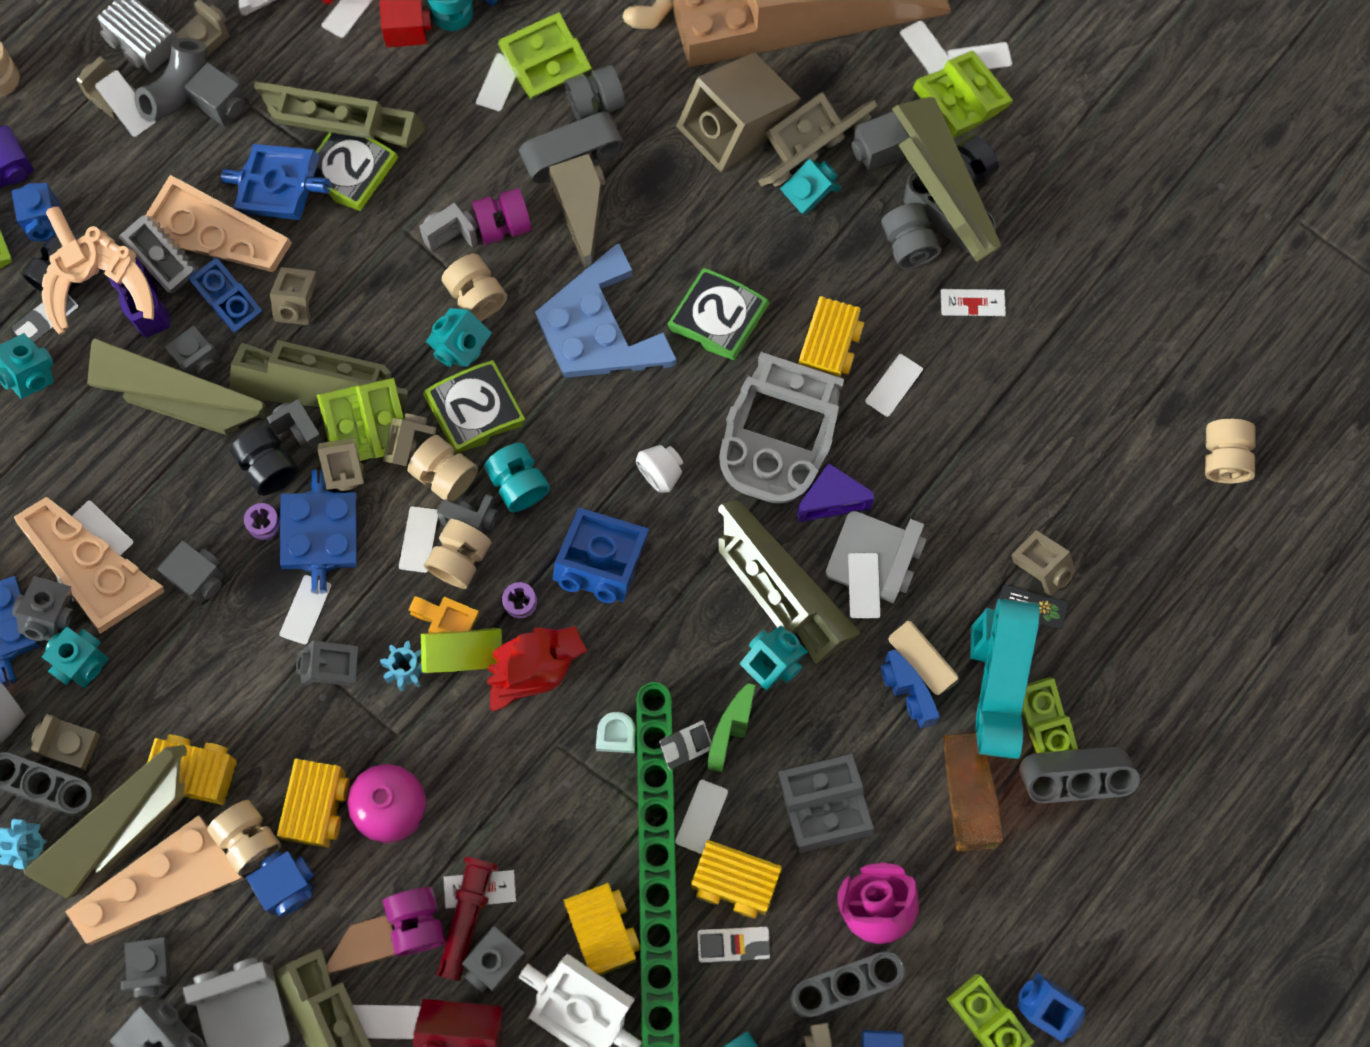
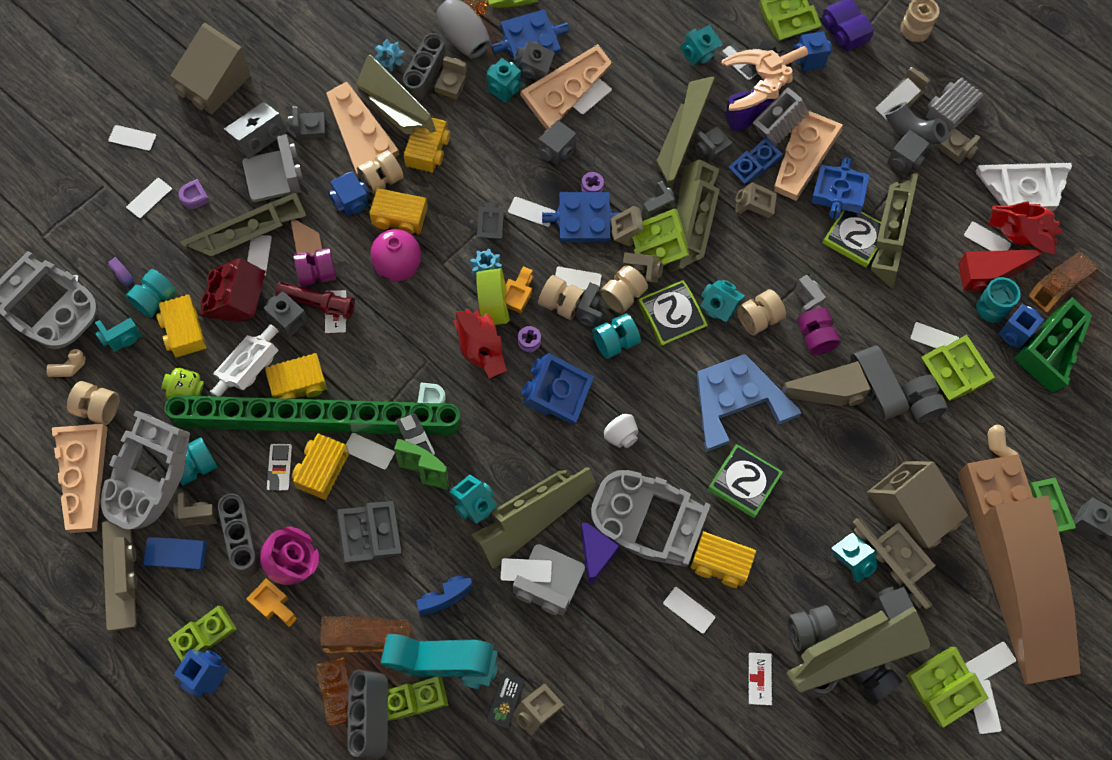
camera: 90 degrees right, 5 degrees down
(266, 464) = (631, 183): black wheel -> none
(924, 658) = (466, 608): tan slope -> none
(935, 928) = (270, 600): none -> light orange plate
(1047, 825) = (334, 687): none -> clear orange slope

